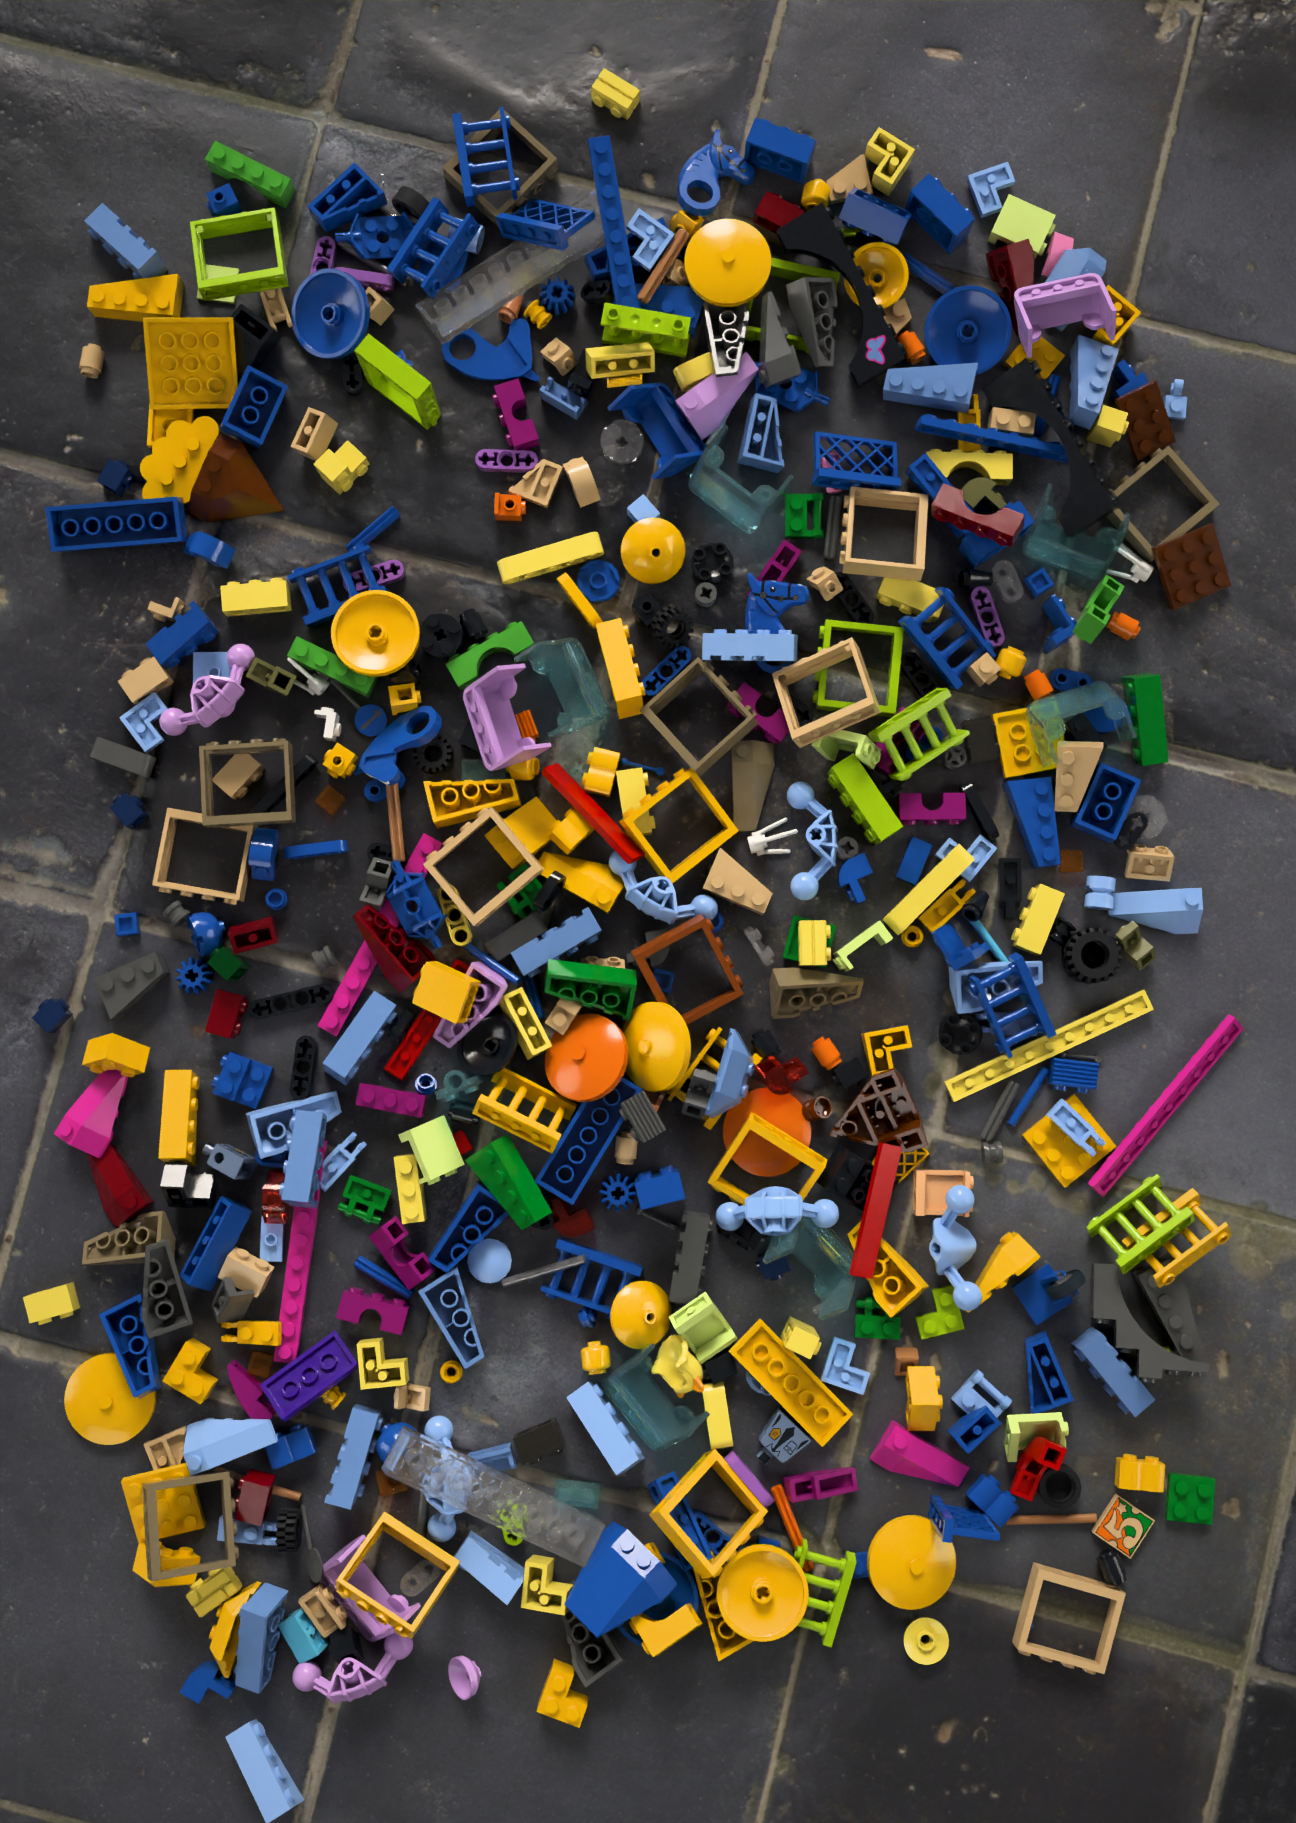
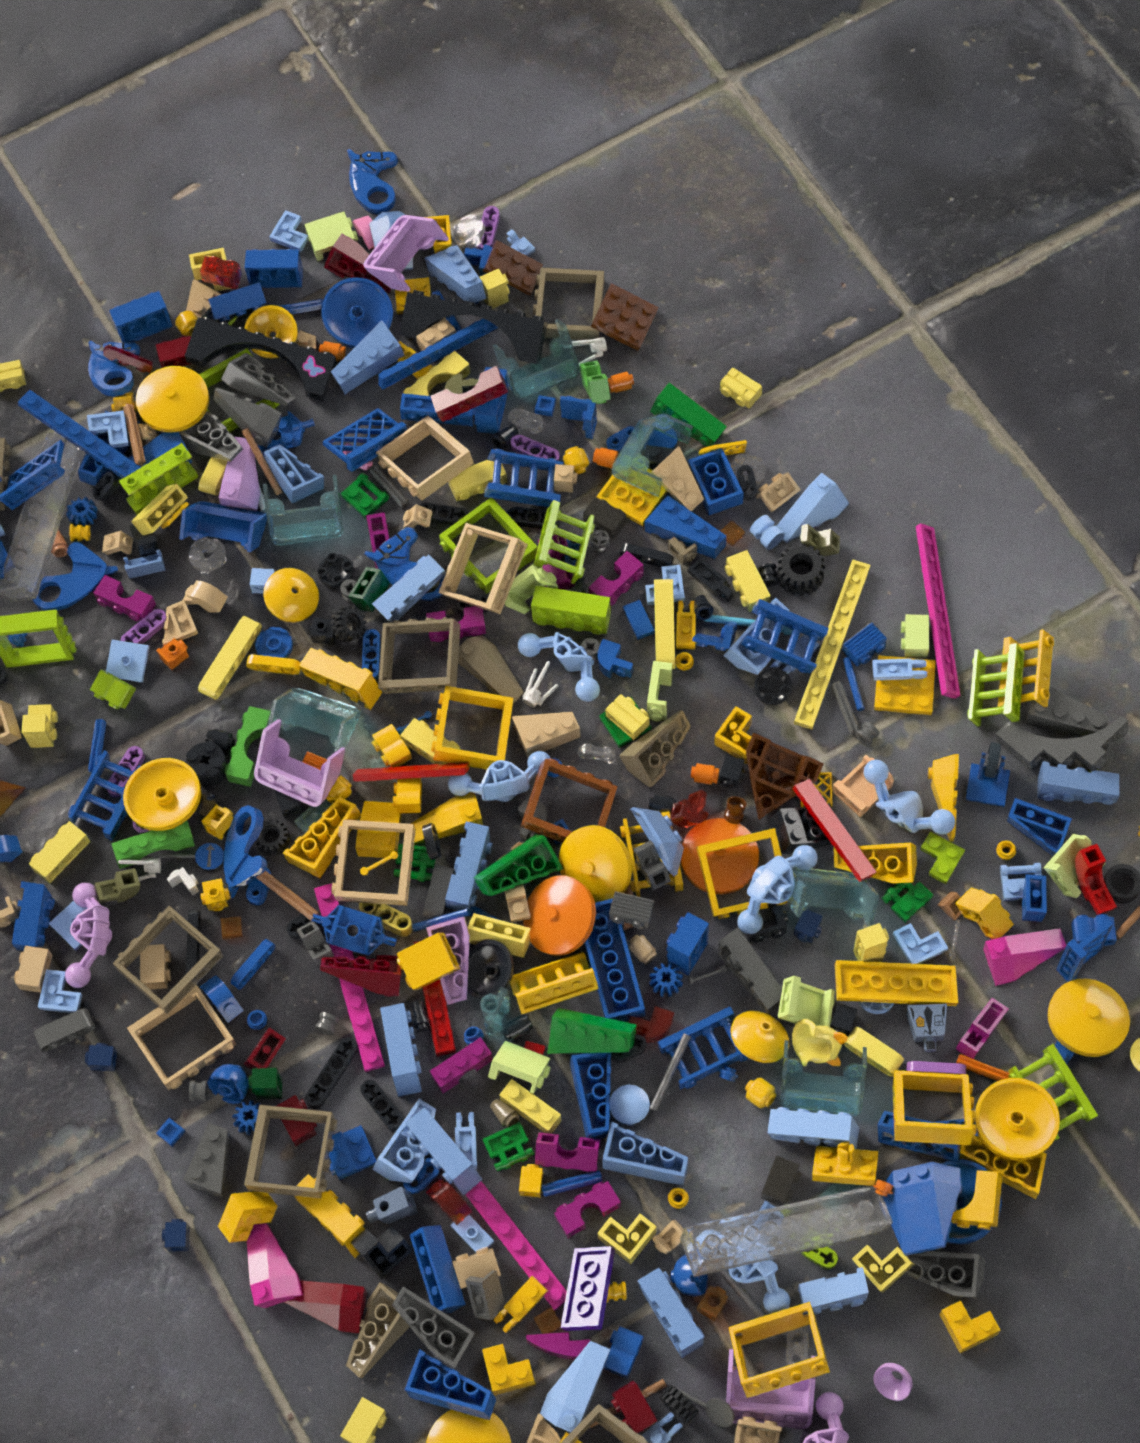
camera: 40 degrees left, 20 degrees down
(168, 1014) = (258, 1146): none -> dark tan window
(354, 1245) = (531, 1181): none -> yellow brick
(386, 1173) = (506, 1115): none -> dark tan cone
(429, 492) = (112, 689): none -> lime brick
(465, 477) = (128, 660): none -> light blue plate
(466, 868) = (364, 871): none -> yellow hinge
(598, 1484) = (845, 1165): none -> yellow plate
(604, 1536) = (883, 1188): none -> orange plate
(720, 611) = (369, 588): none -> dark green brick
(730, 181) = (127, 358): none -> dark red hinge
(747, 399) = (261, 460): none -> medium nougat bar
(862, 1400) = (952, 955): none -> clear hinge
(886, 174) = (221, 272): none -> clear red brick
(997, 1368) = (1008, 845): none -> yellow plate
(1010, 833) = (680, 551): none -> dark tan bracket
(1106, 199) = (364, 179): none -> blue animal
(1123, 1109) = (915, 635): none -> yellowish green brick
(1143, 354) = (476, 228): none -> clear plate
(1144, 781) = (728, 446): none -> yellow window
(1169, 349) = (494, 224): none -> medium lavender beam
(1219, 735) = (740, 388): none -> light yellow brick

